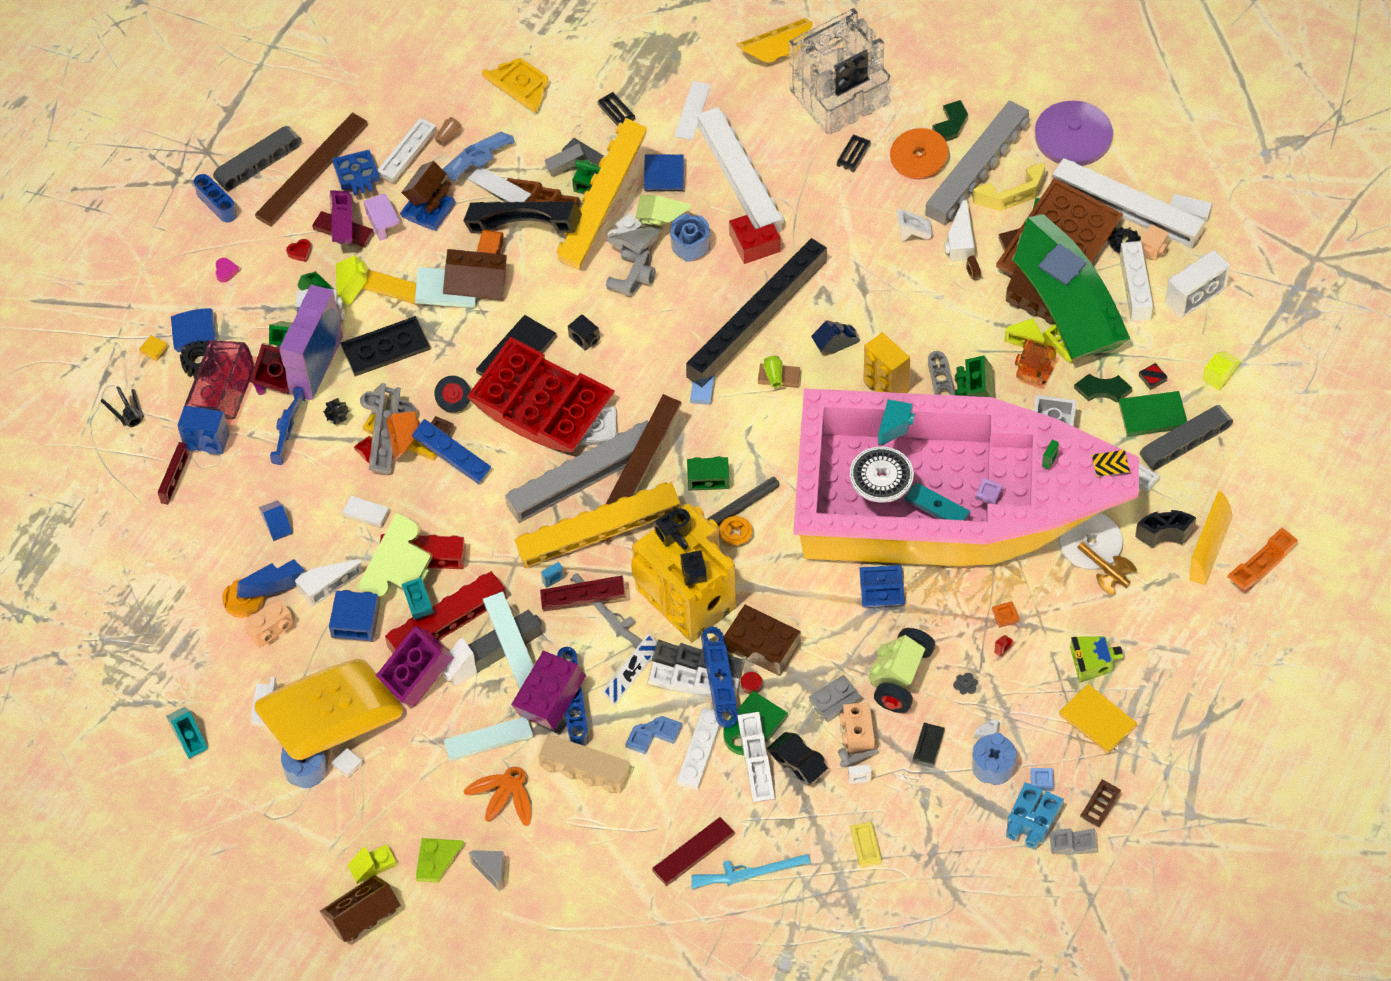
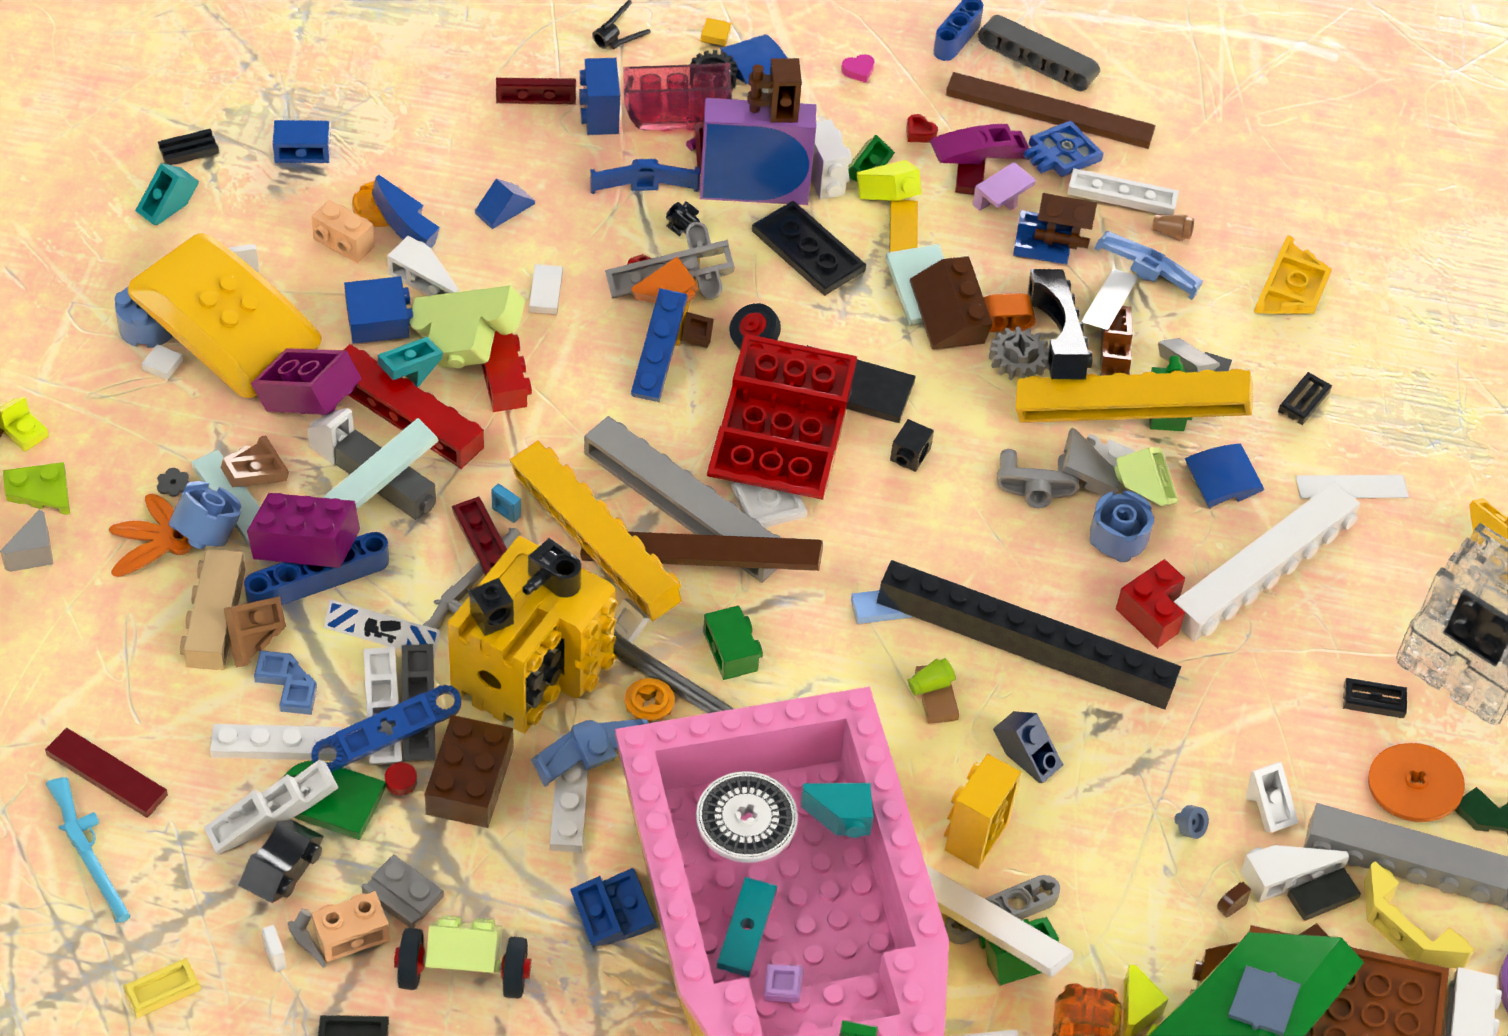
camera: 65 degrees right, 5 degrees down
(137, 696) = (185, 147): none -> black tile
(165, 633) = (301, 141): none -> blue brick
(305, 295) = (783, 93): none -> reddish brown brick
(459, 769) = (172, 482): none -> dark grey plant
(467, 717) = (254, 465): none -> medium nougat wing
(510, 750) = (205, 515): none -> medium blue brick
(528, 250) = (1019, 353): none -> light grey gear
(610, 741) = (253, 627): none -> medium nougat wing
(765, 568) = (586, 742): none -> medium blue plate
(790, 591) = (569, 809): none -> white plate
(914, 271) = (1192, 821): none -> sand blue tile
(979, 374) = (999, 926): none -> white tile
(980, 224) = (1323, 894): none -> pearl dark grey tile

